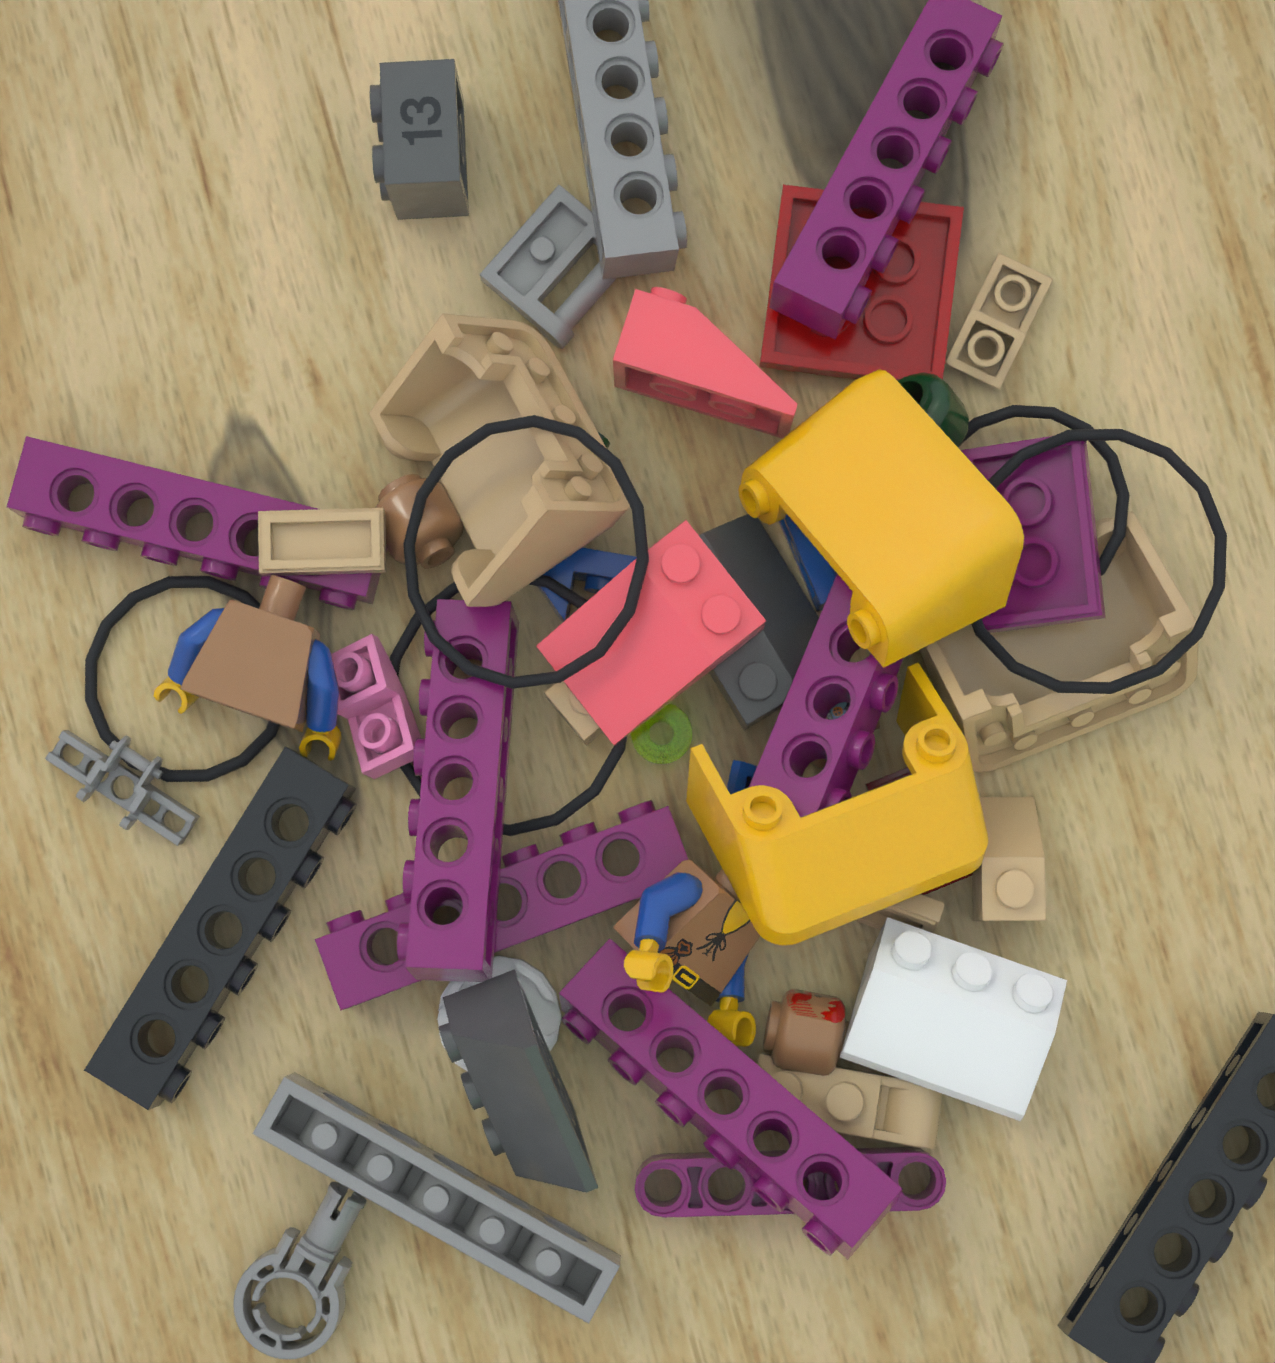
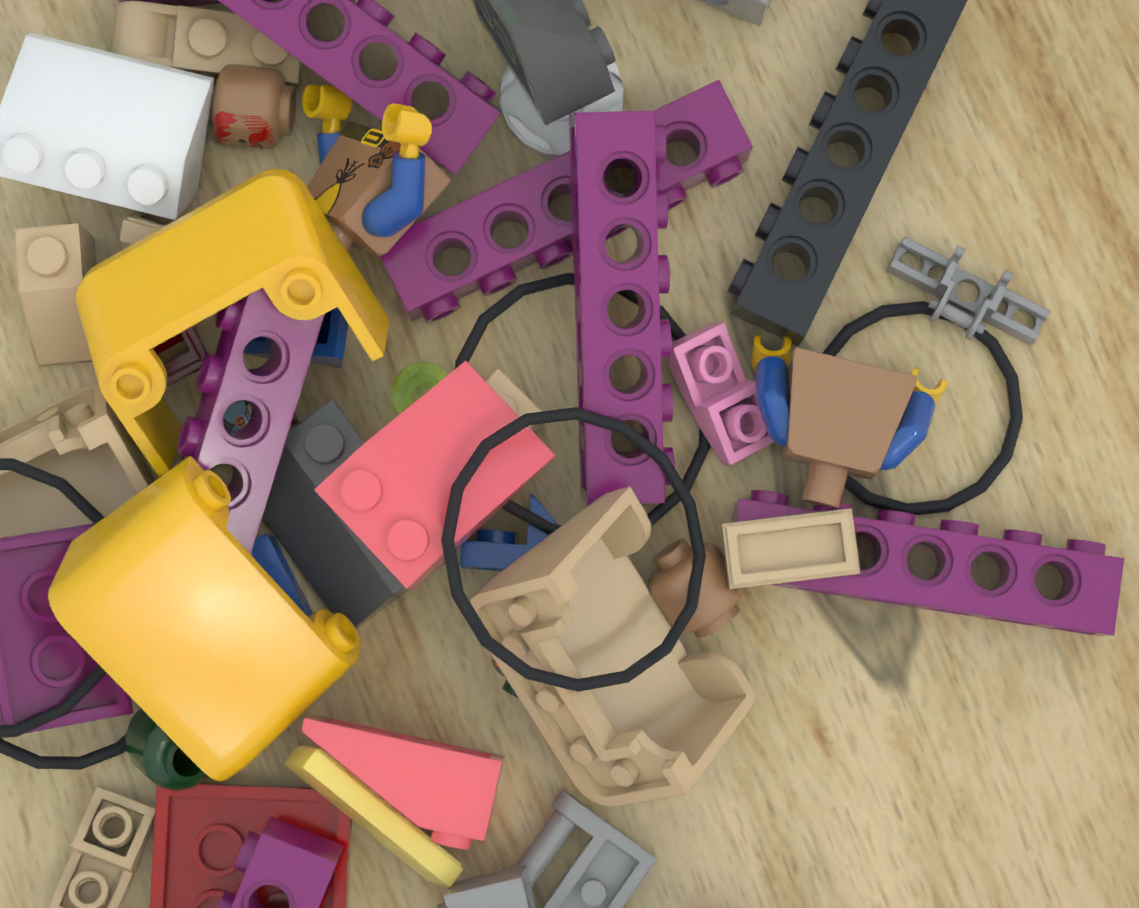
camera: 170 degrees right, 0 degrees up
(742, 334) = (374, 815): none -> light yellow tile

